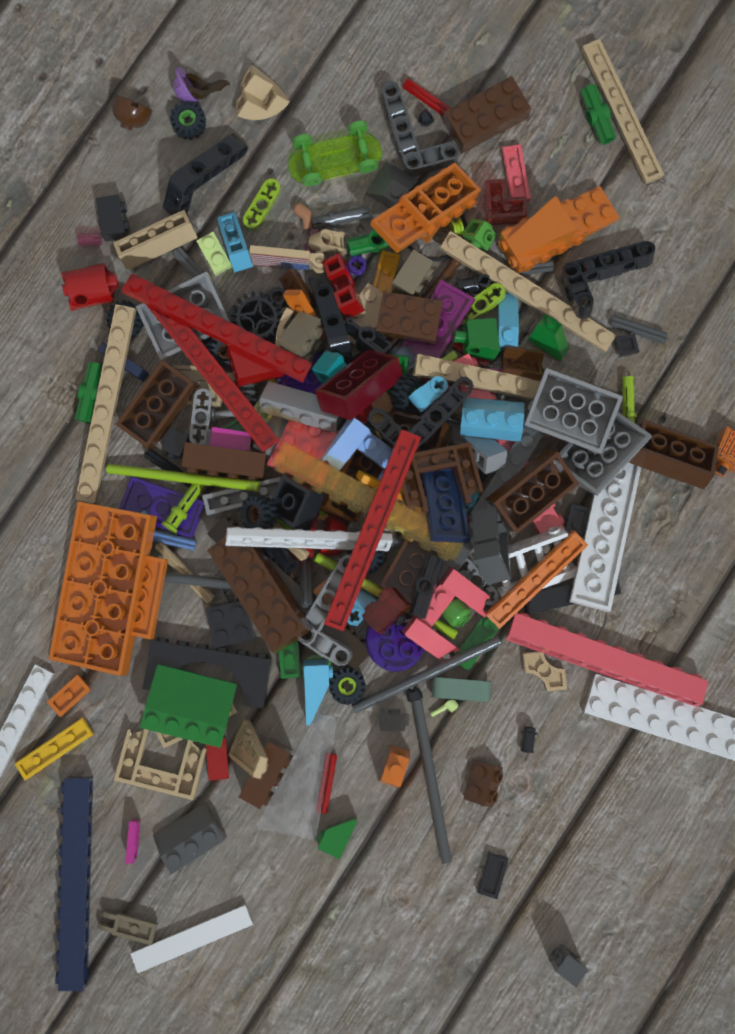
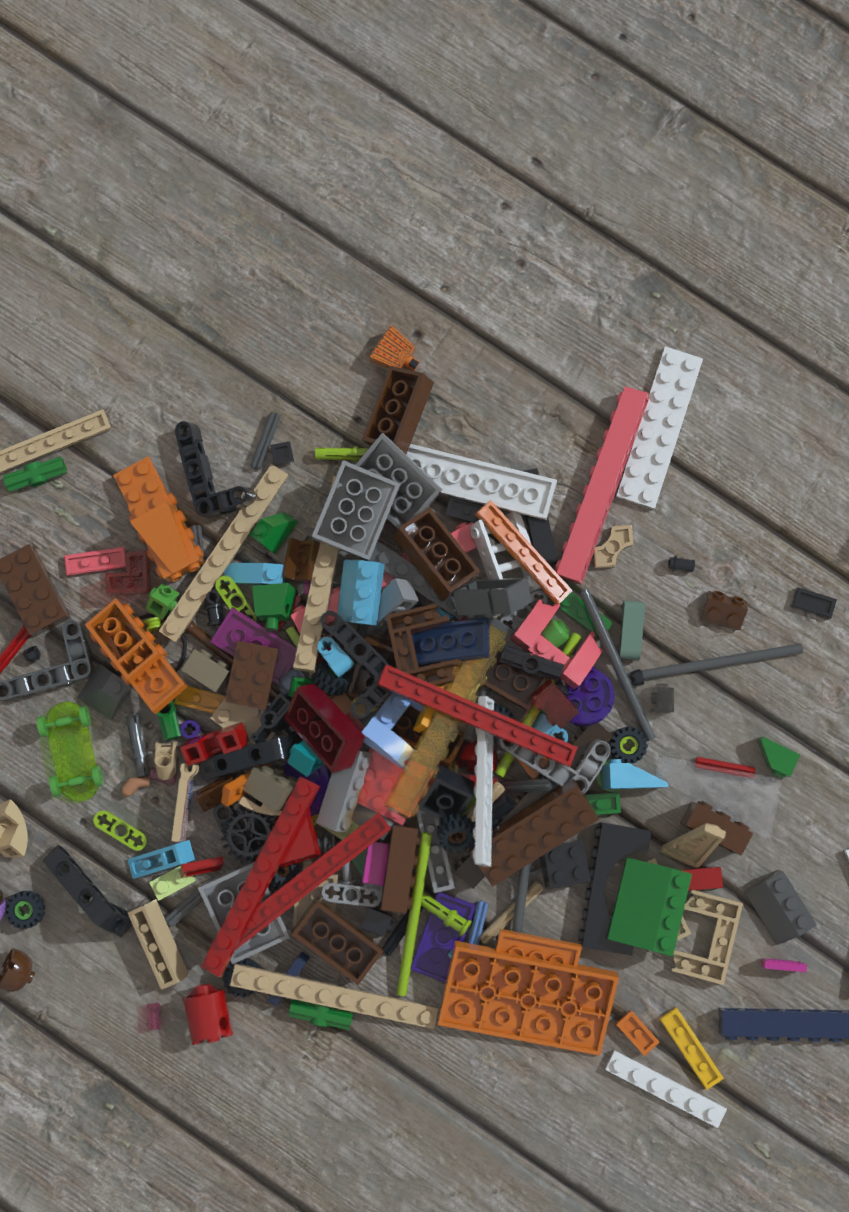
camera: 90 degrees left, 0 degrees up
(112, 217) = (131, 991): black brick -> none
(227, 277) = (201, 867): none -> red tile
(395, 766) = (708, 697): orange torso -> none
(450, 704) = (647, 640): yellowish green hand -> none

